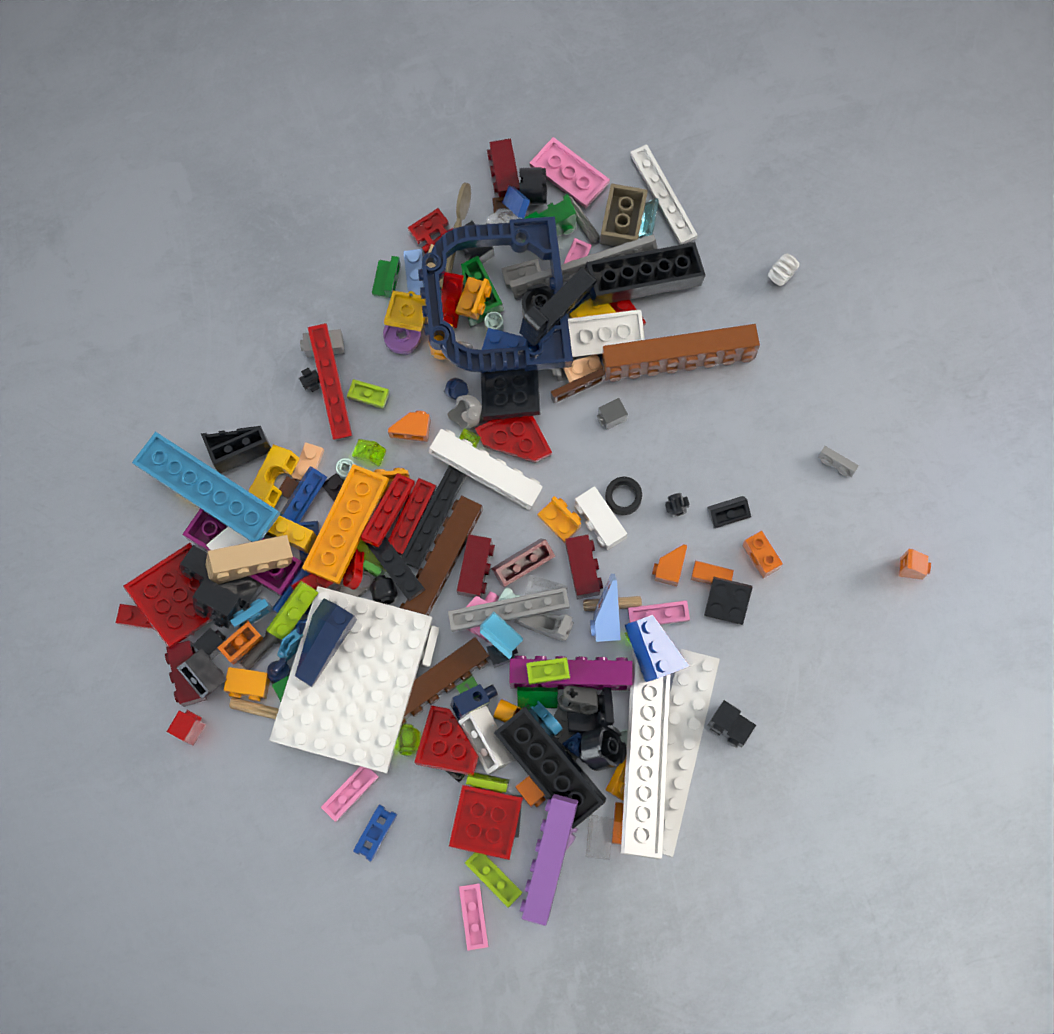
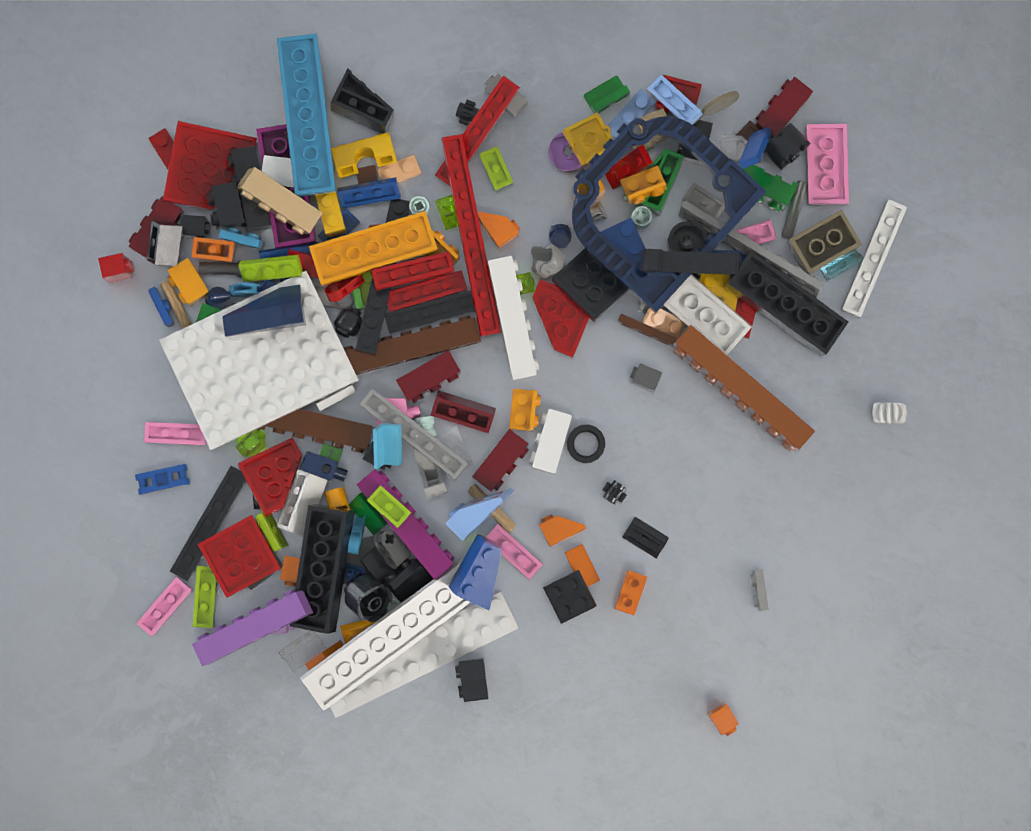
camera: 45 degrees right, 10 degrees up
(247, 718) = (162, 306): none -> blue plate
(400, 447) = (471, 235): none -> red plate
(431, 230) = (674, 100): none -> light blue plate
(440, 825) = (209, 523): none -> black plate
(620, 708) = (412, 584): none -> black slope

